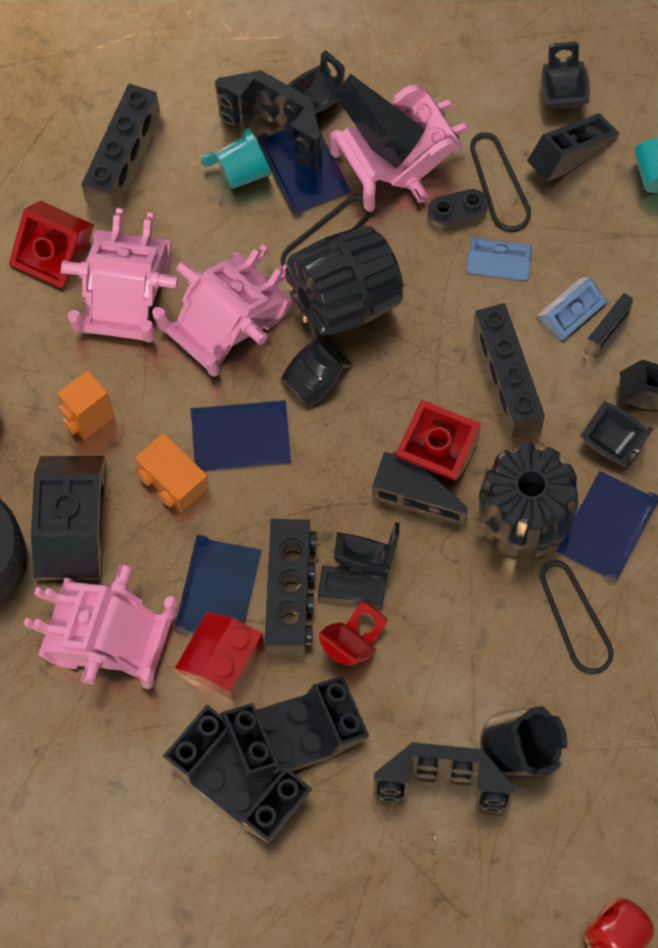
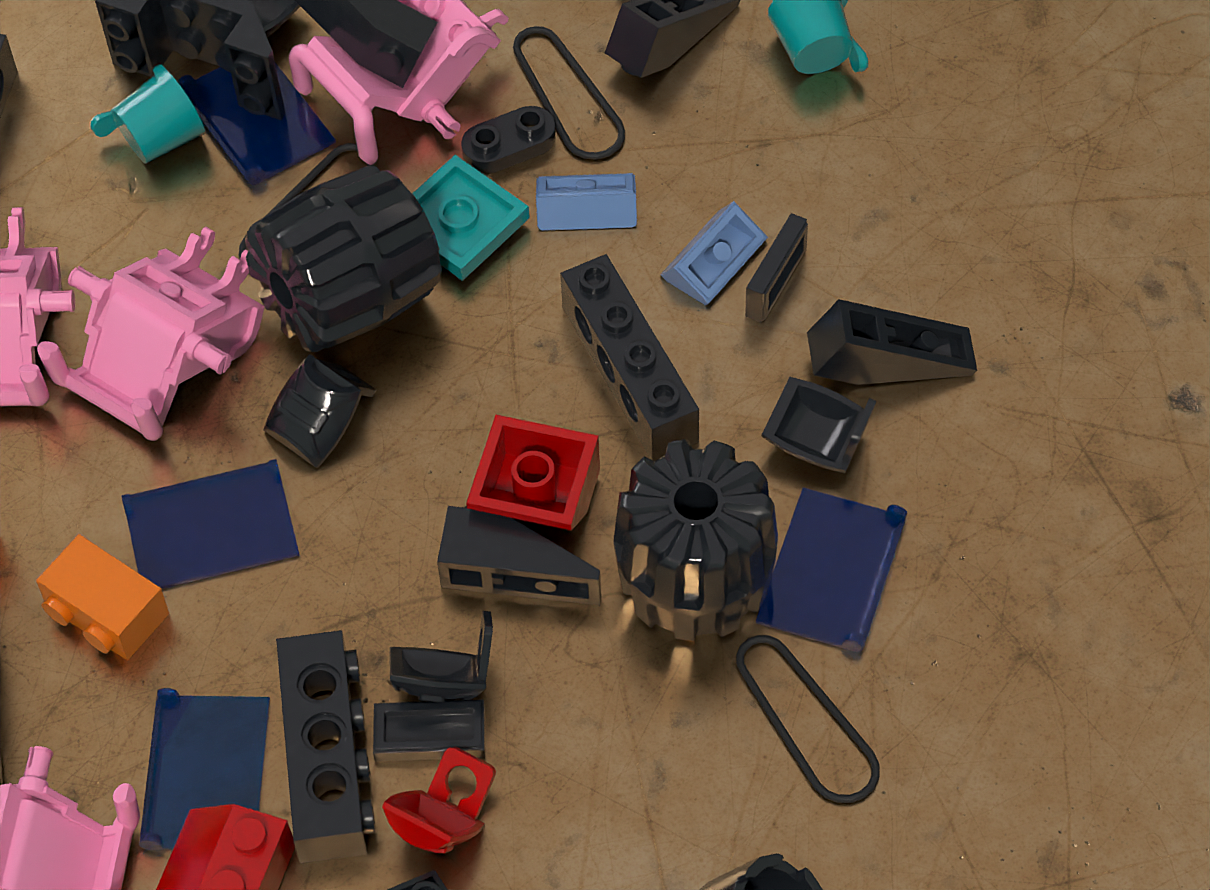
camera: 10 degrees left, 10 degrees down
(423, 257) = (468, 215): none -> teal plate

